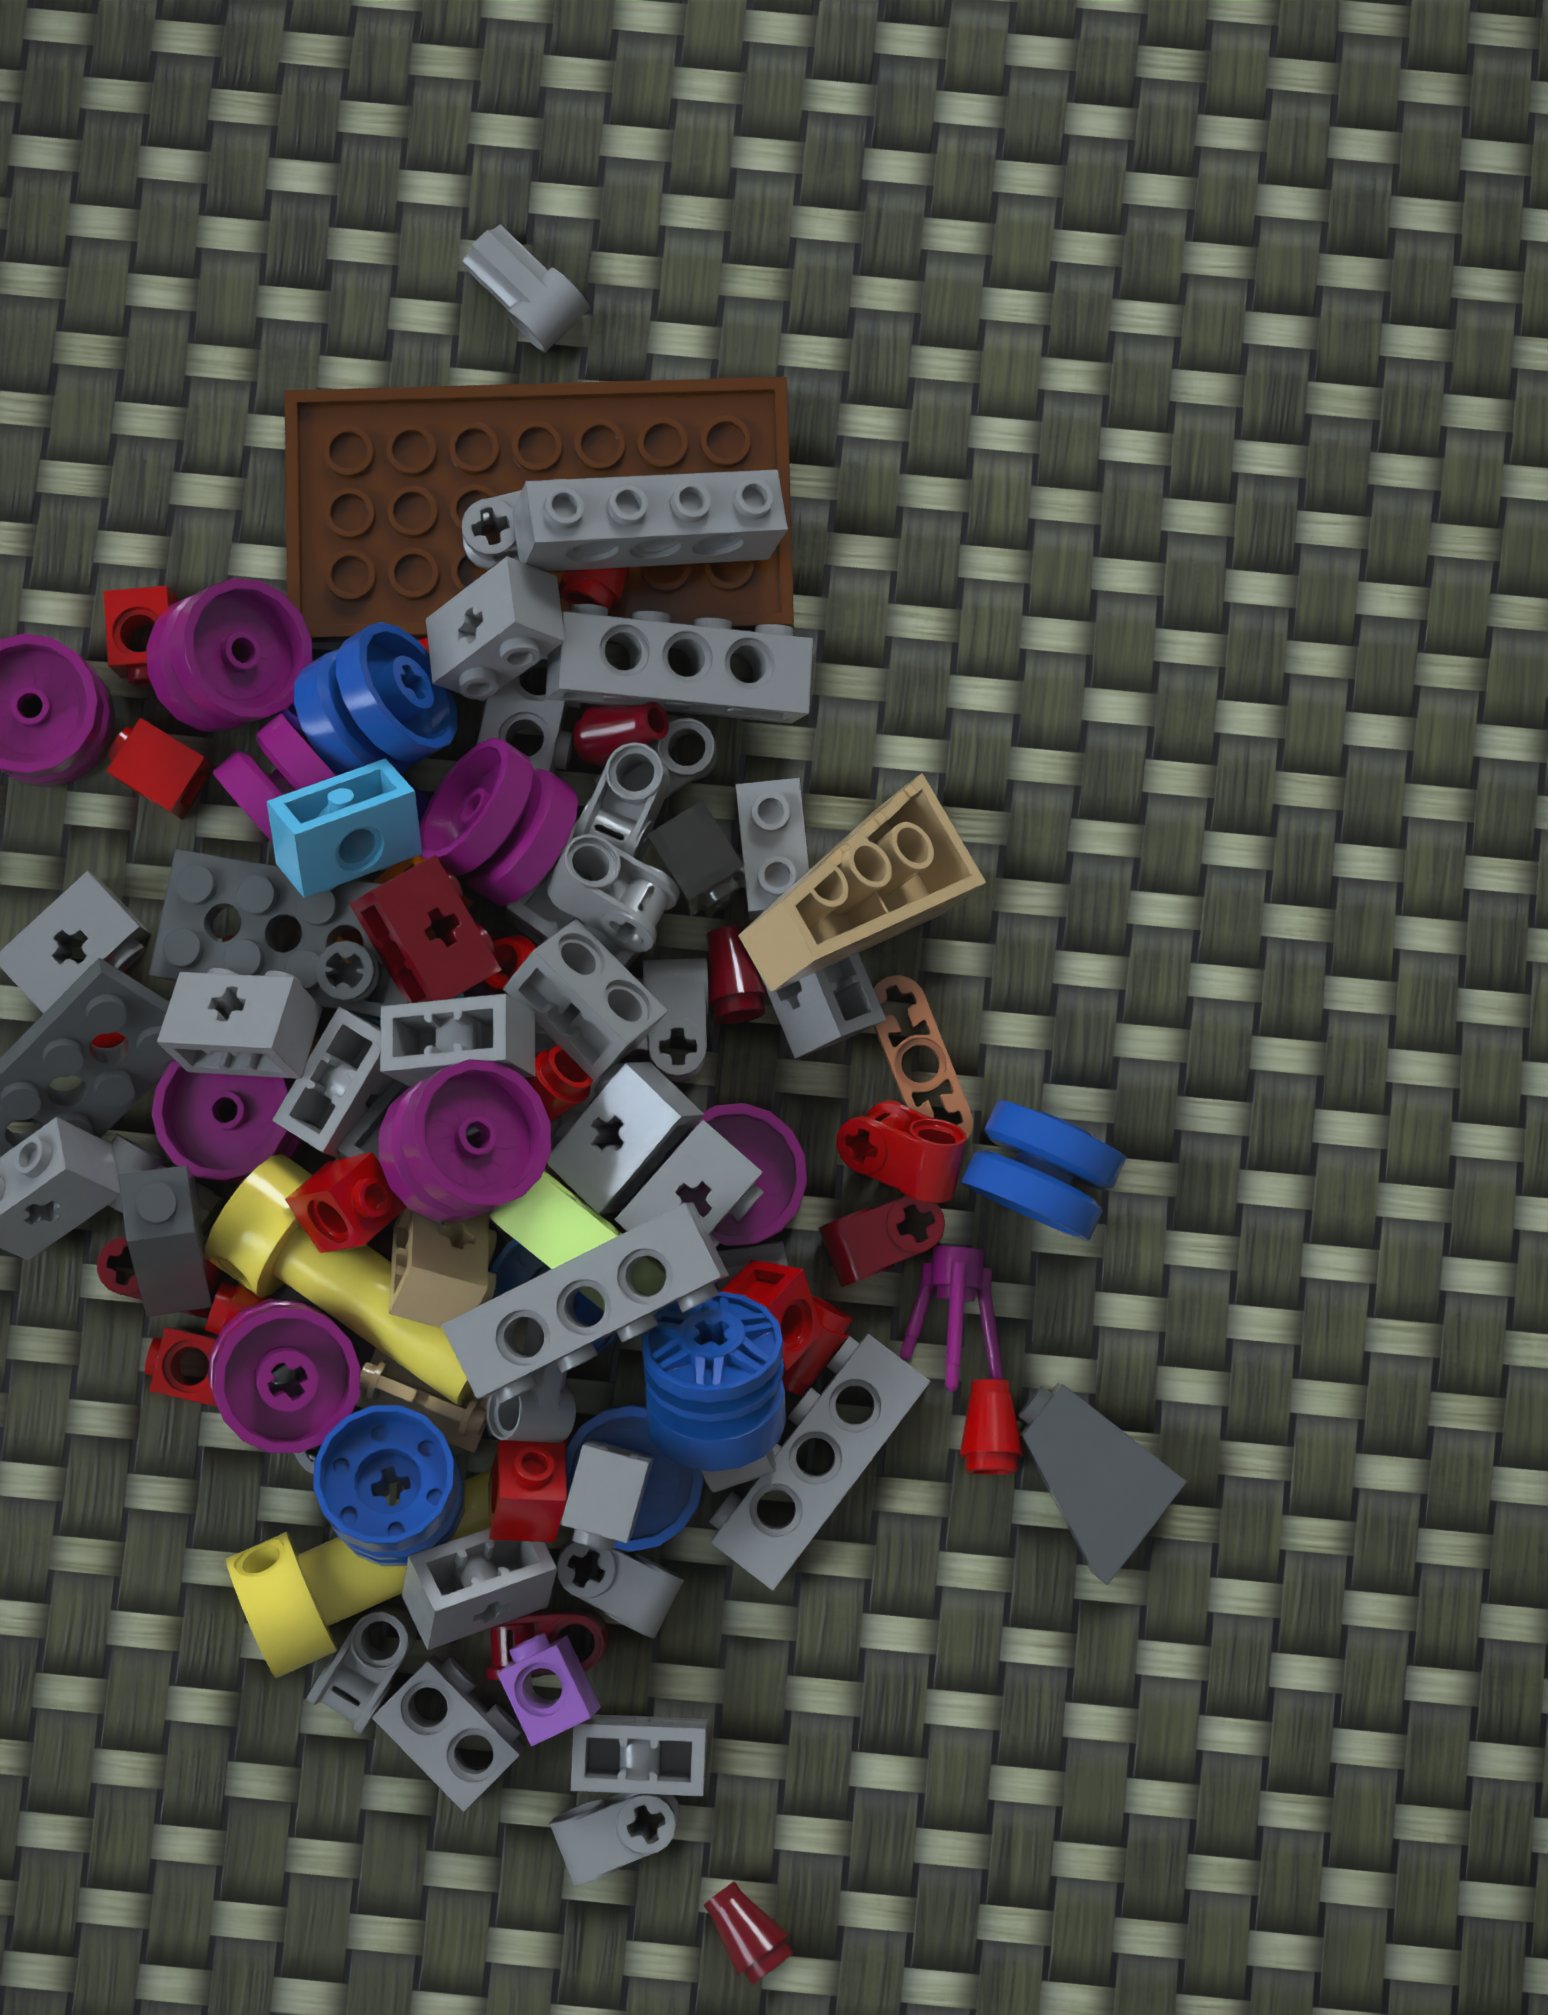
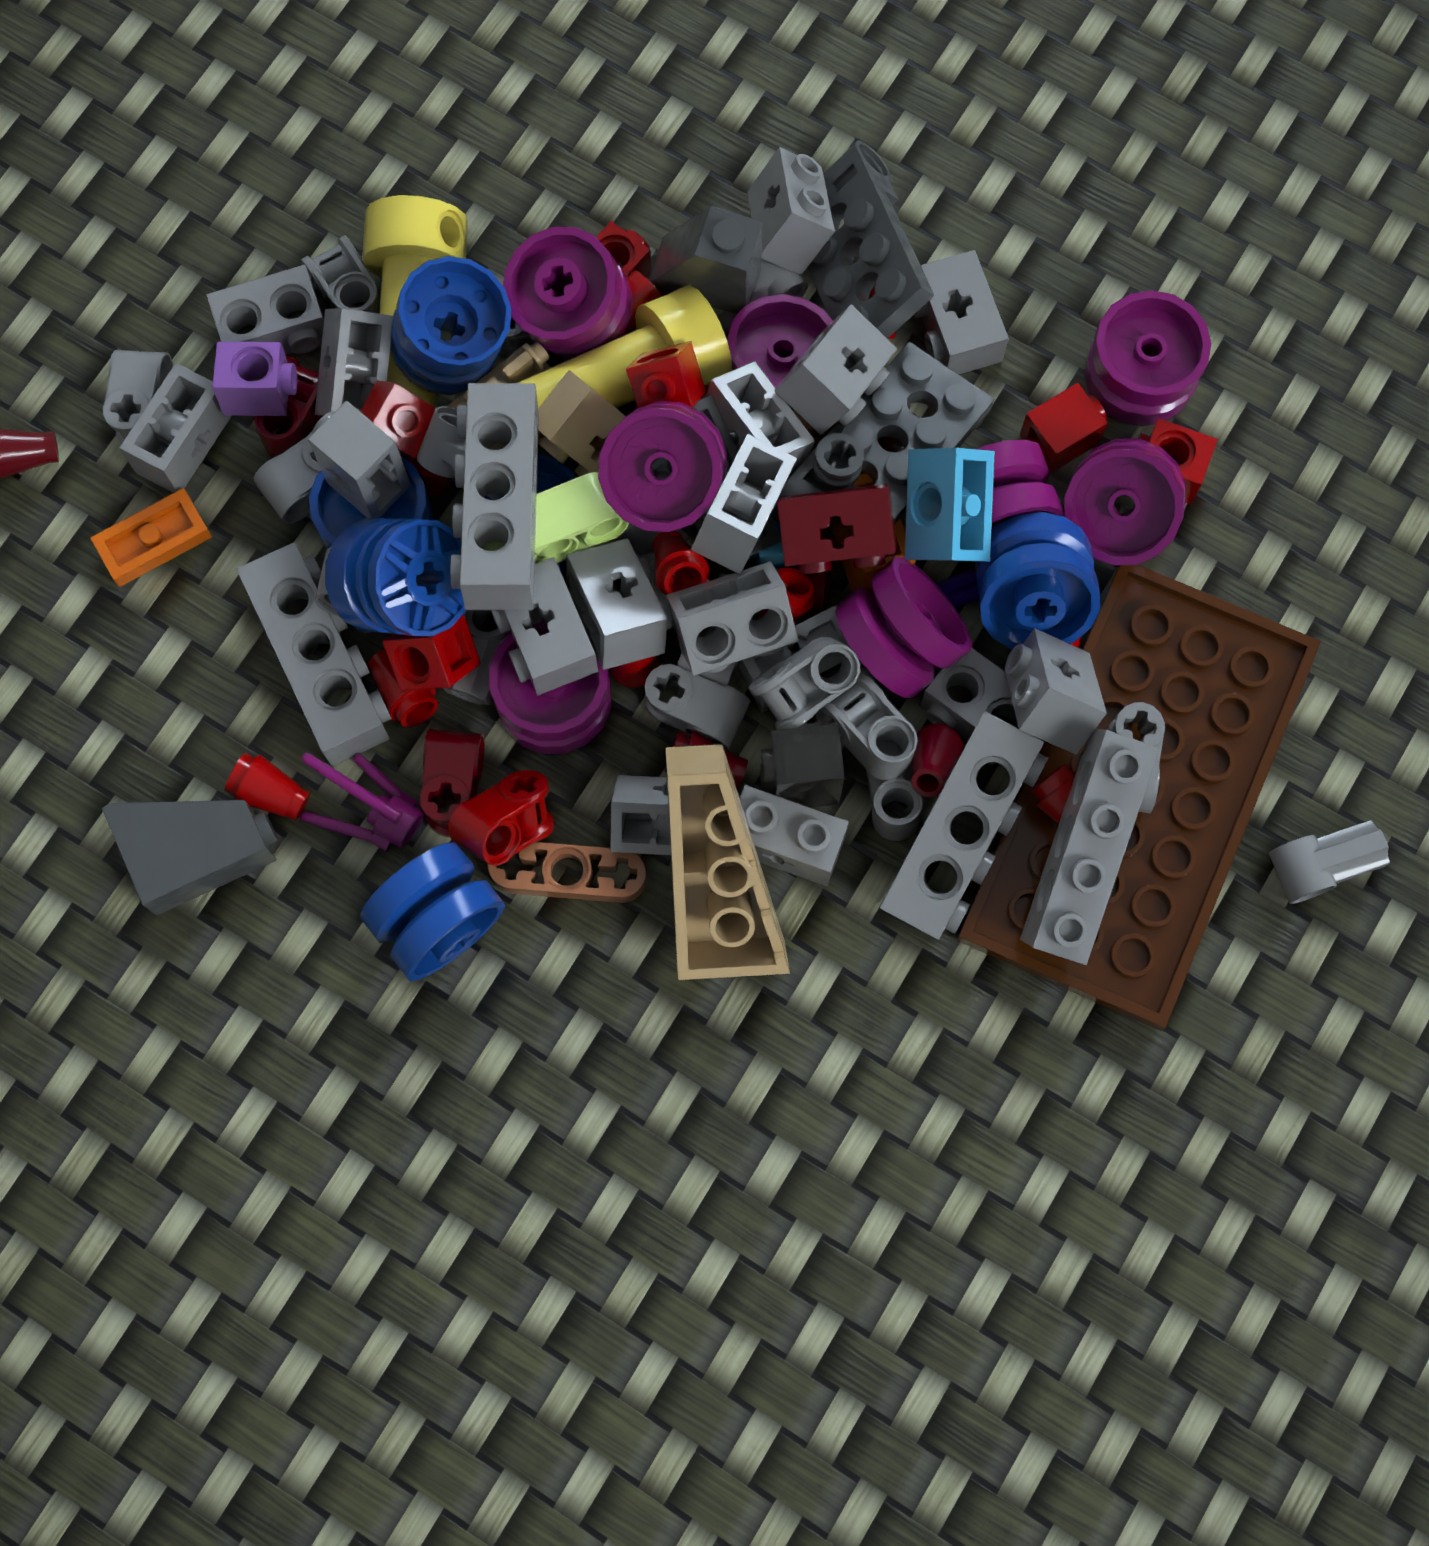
camera: 115 degrees right, 10 degrees down
(774, 1719) = (151, 537): none -> orange plate

